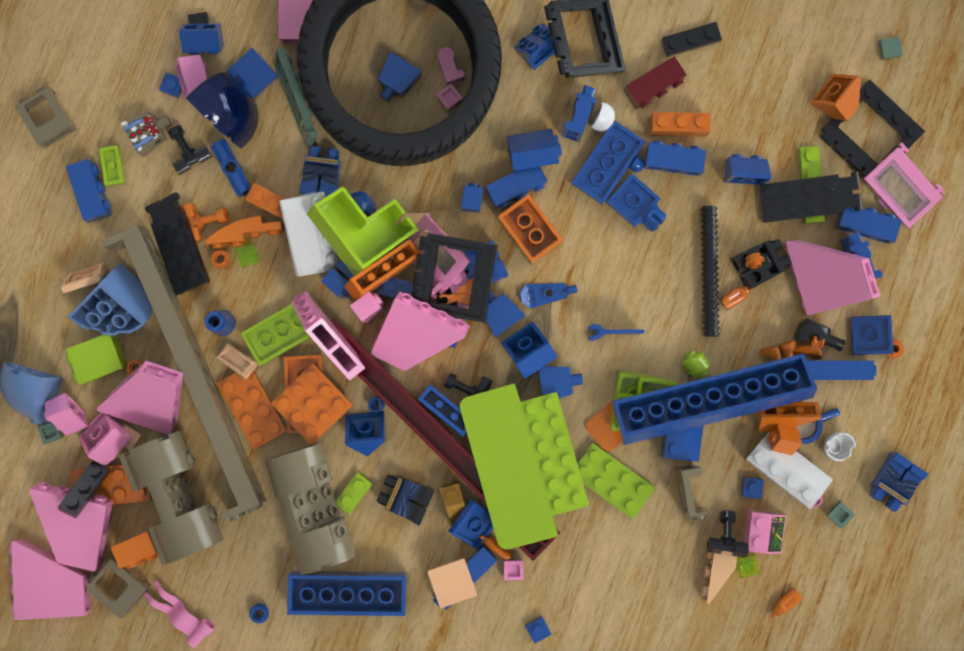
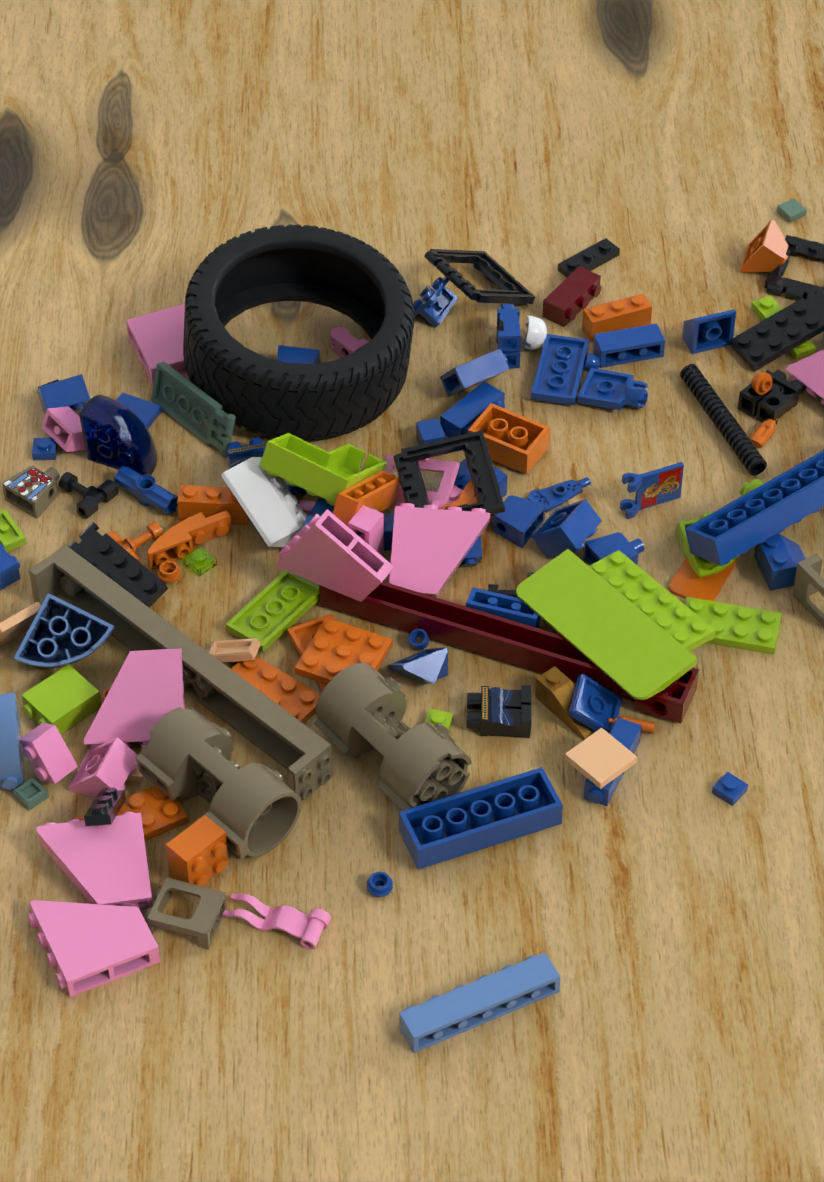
camera: 25 degrees left, 40 degrees down
(226, 325) = (196, 618): blue plant -> none
(513, 570) = (666, 738): bright pink plate -> none

